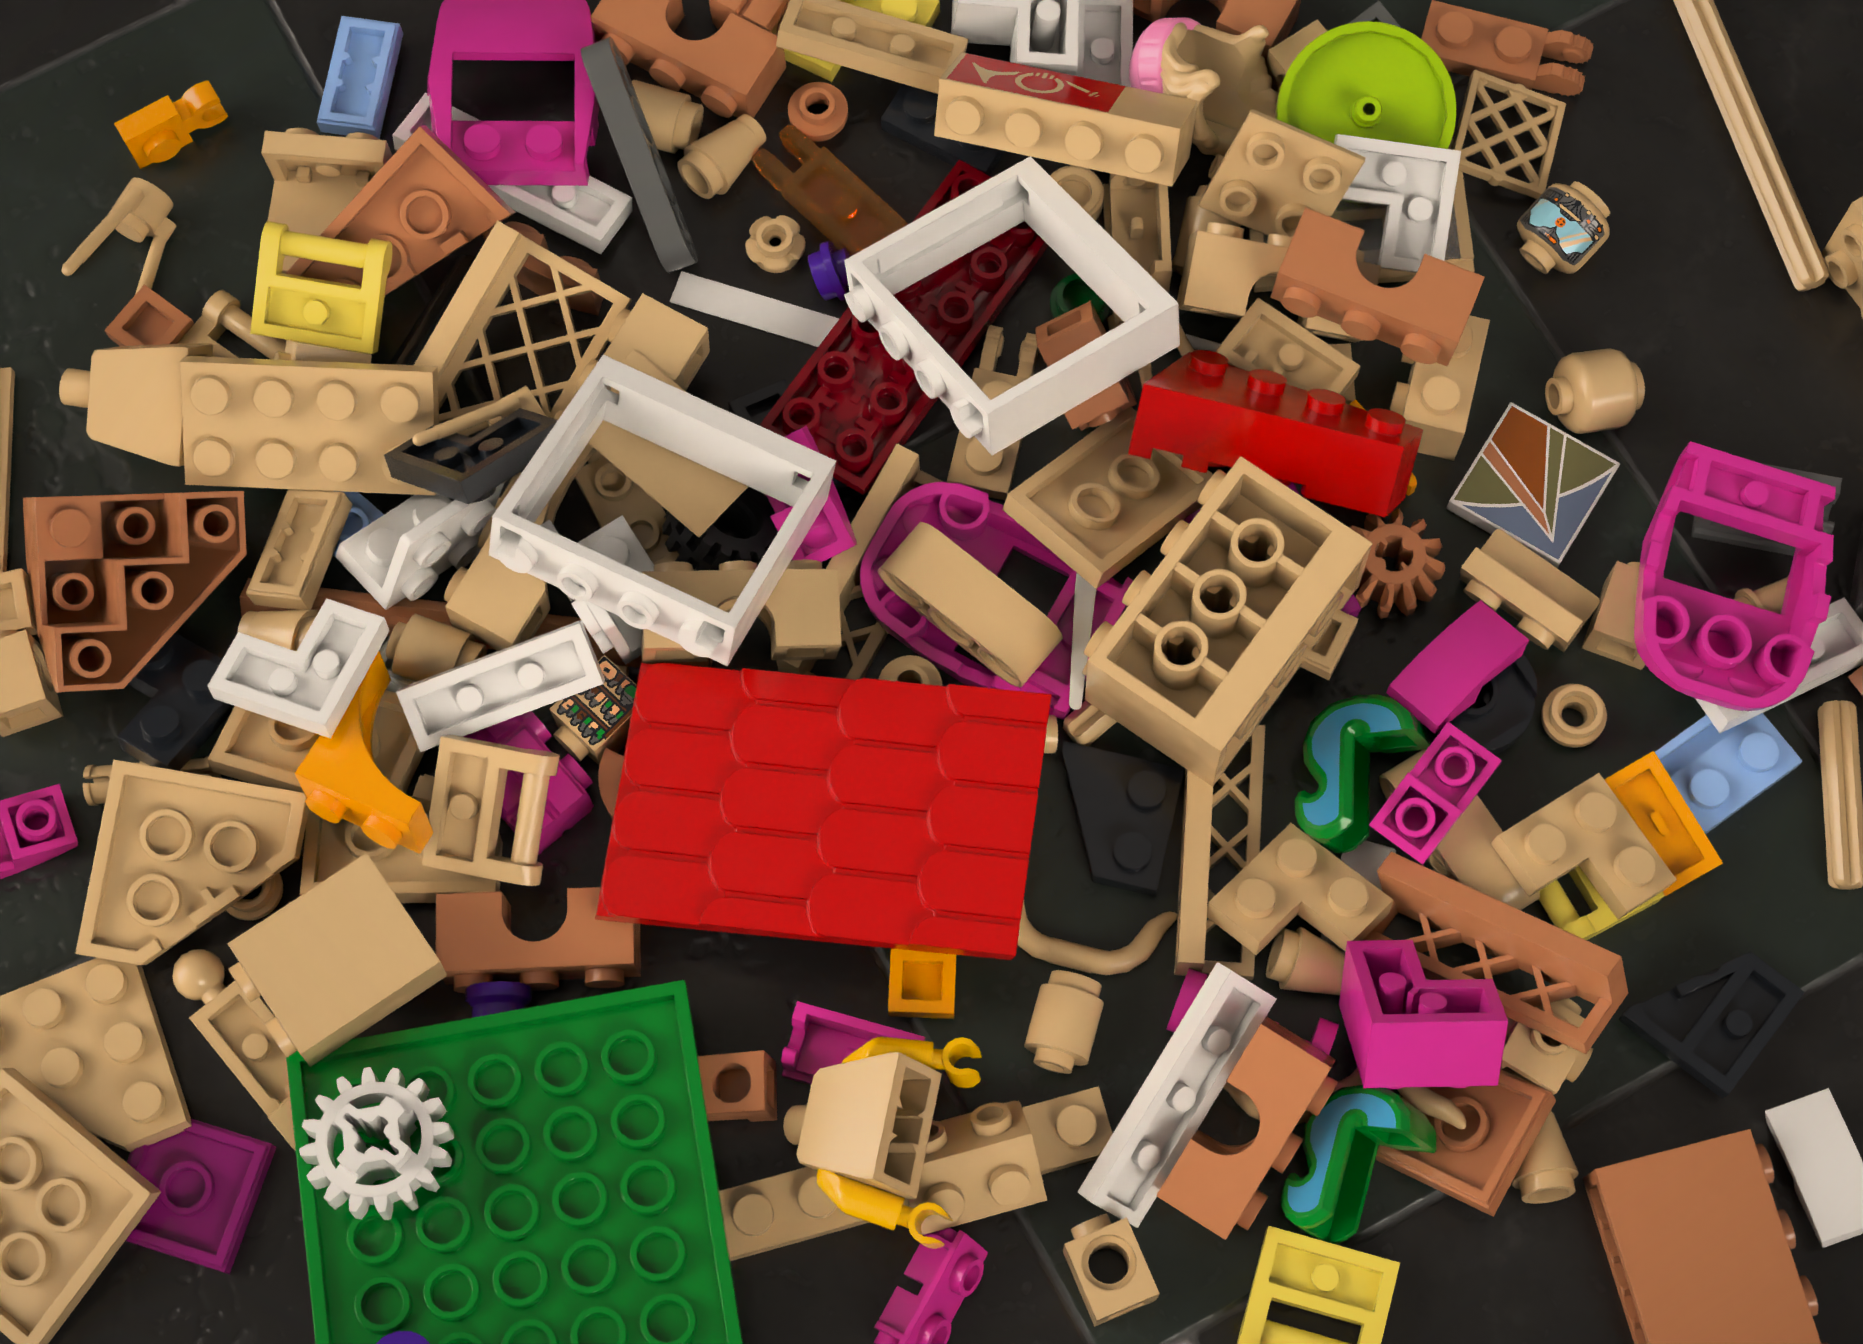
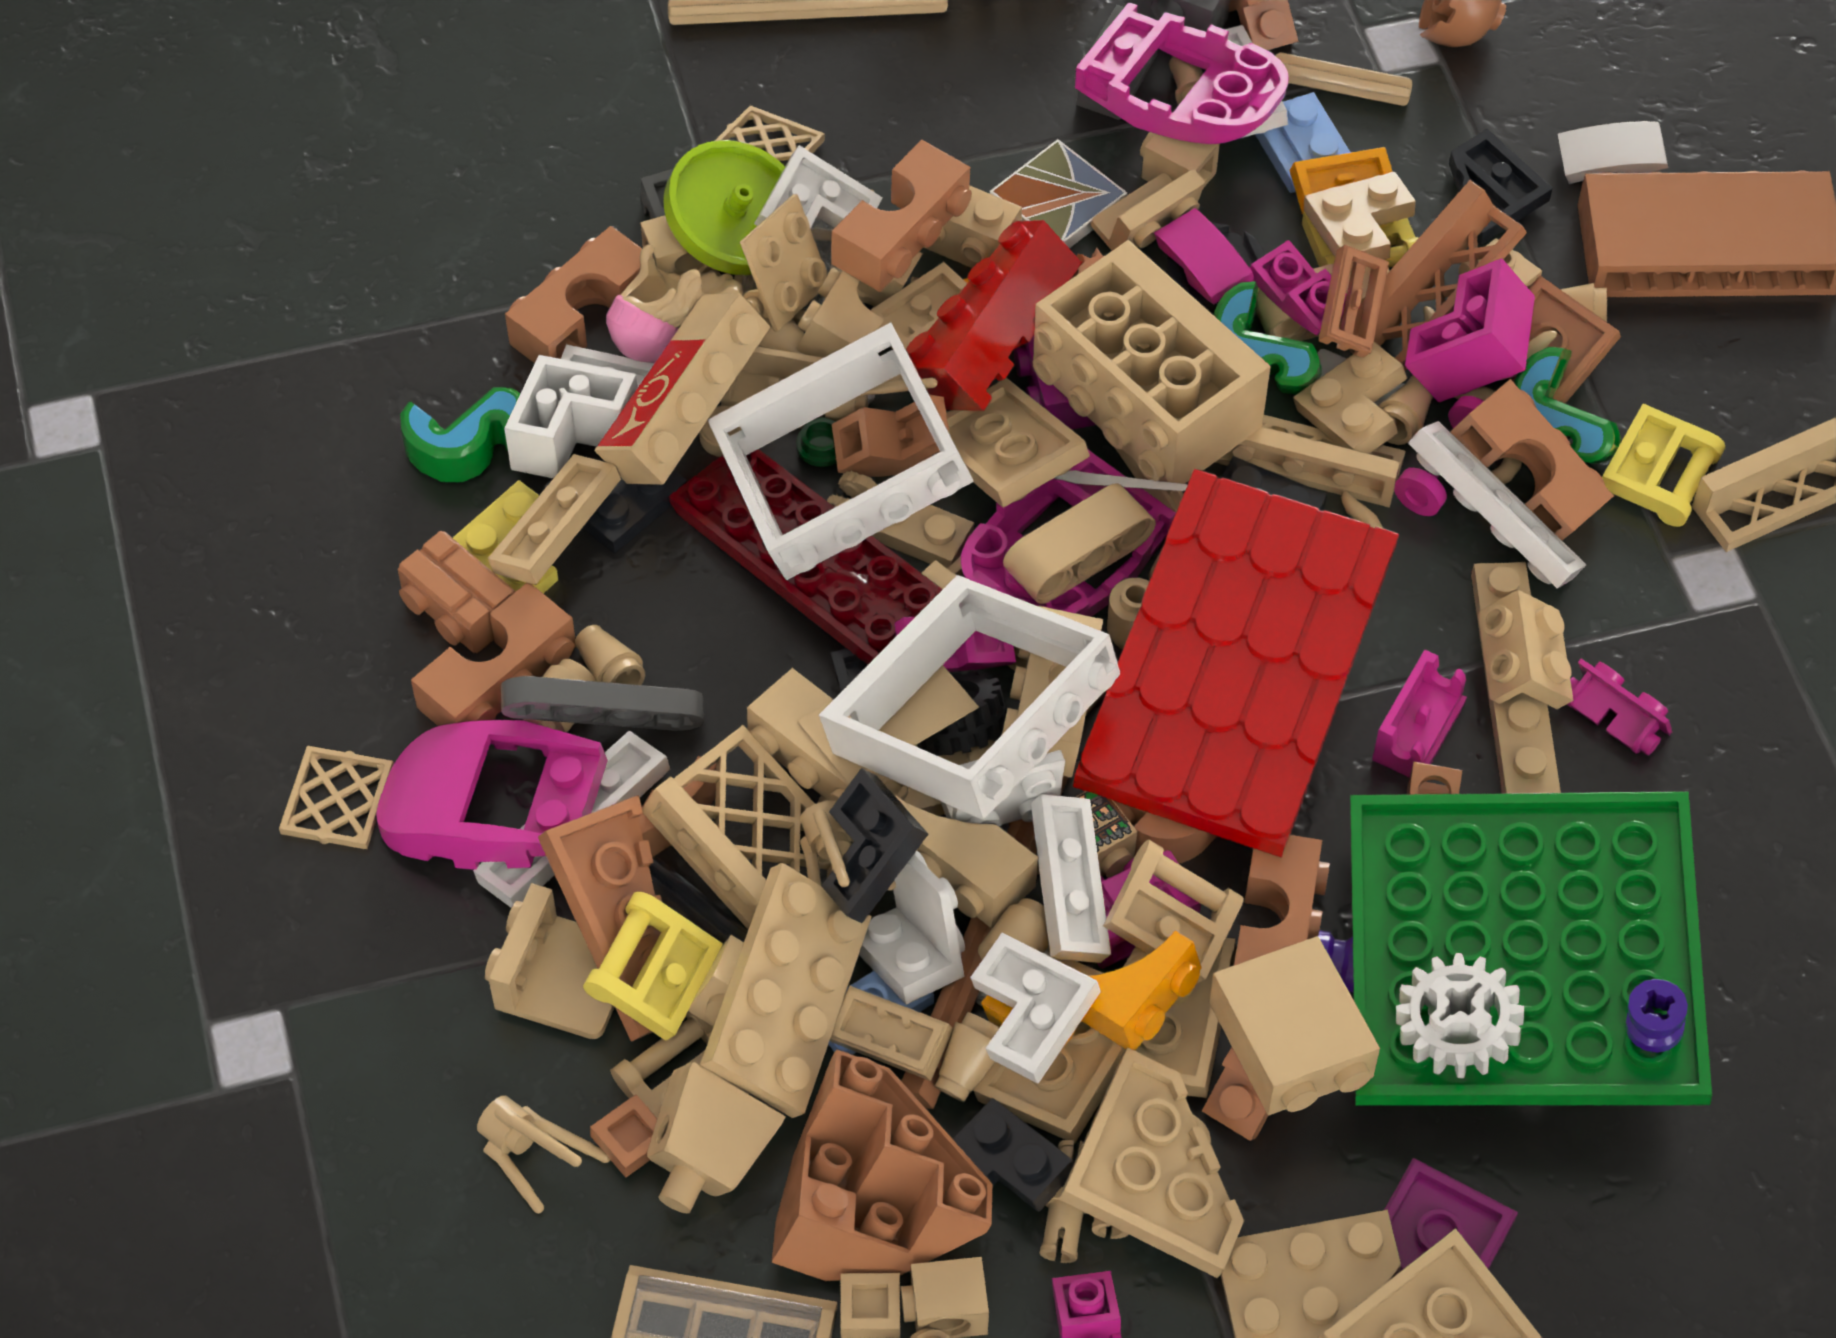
camera: 80 degrees left, 15 degrees down
(165, 127) = (437, 1095): light orange plate -> none
(238, 1034) = (1329, 1154): tan plate -> none
(360, 76) = (435, 925): light blue plate -> none
(752, 309) = (753, 672): white sticker -> none
(775, 258) = (700, 653): tan plate -> none
(818, 126) = (589, 599): nougat plate -> none
(828, 194) = (673, 591): clear orange hinge -> none
(830, 271) = (743, 601): dark purple plate -> none
(873, 1125) = (1496, 690): tan torso -> none
(922, 984) = (1374, 663): light orange plate -> none
(1064, 1021) = (1422, 573): tan brick -> none
(1115, 1299) = (1631, 569): tan brick -> none
(1414, 829) = (1335, 299): none -> nougat tile
(1505, 48) = (691, 125): nougat hinge -> none
(1563, 228) = (859, 124): head -> none
(1583, 700) = (1246, 212): tan plate -> none
(1595, 390) = (997, 133): tan head -> none

